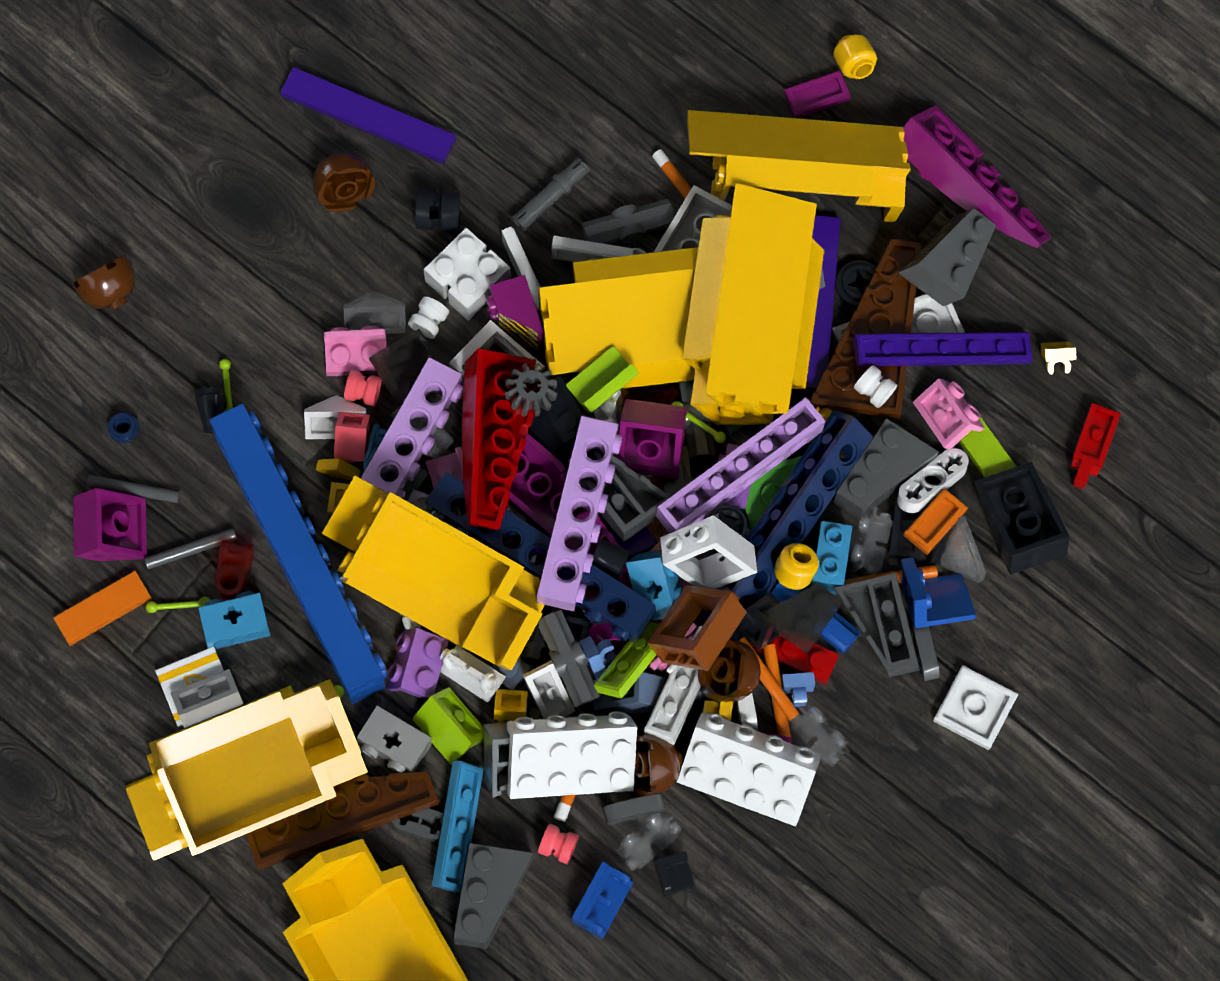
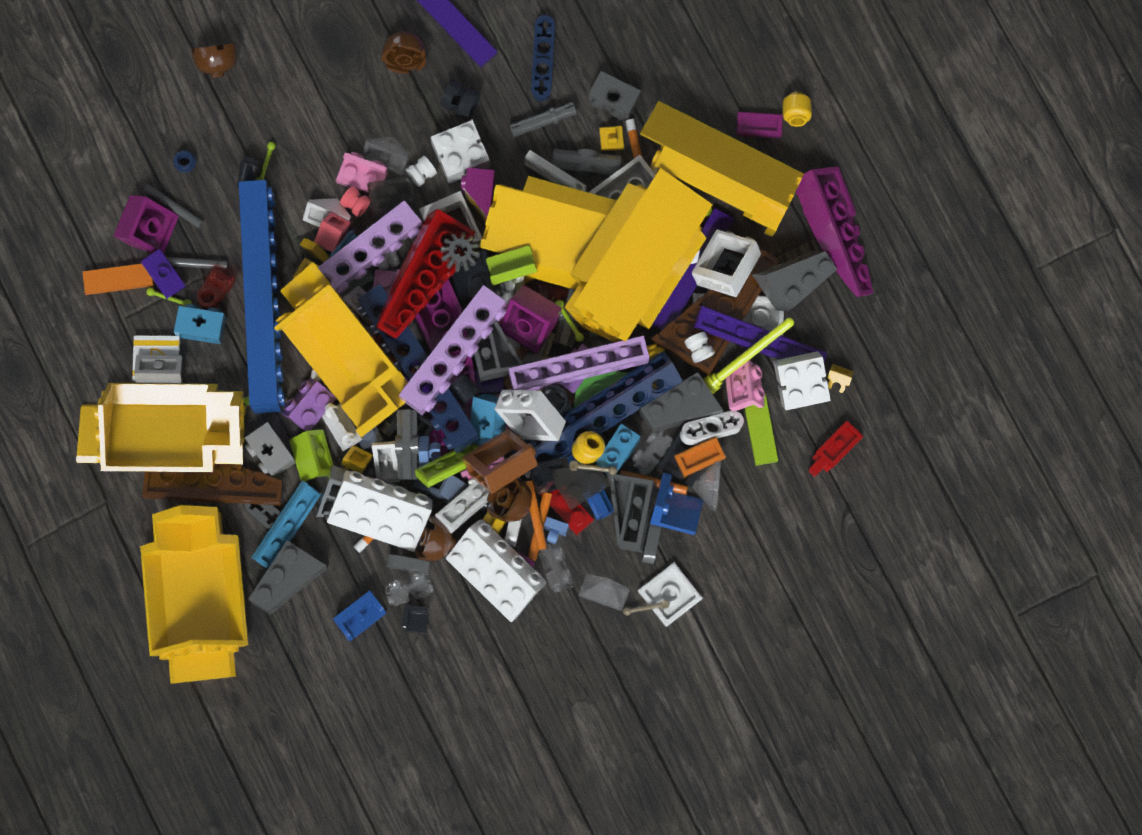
camera: 25 degrees right, 5 degrees up
(159, 577) = (163, 274): none -> dark purple plate
(518, 120) = (543, 58): none -> dark blue beam
(521, 262) = (500, 158): white tile -> none
(557, 843) = (347, 566): coral wheel -> none
(638, 120) = (607, 85): none -> dark grey brick
(645, 183) = (611, 138): none -> yellow tile
(788, 595) = (574, 466): none -> dark tan hinge
(863, 296) = (721, 282): none -> white window
(892, 738) = (604, 591): none -> clear slope
(910, 420) = (715, 380): none -> neon yellow piece
(976, 721) = (664, 604): none -> dark tan hinge
(1019, 374) = (803, 380): none -> white piece
(1022, 518) = (760, 479): black slope -> none

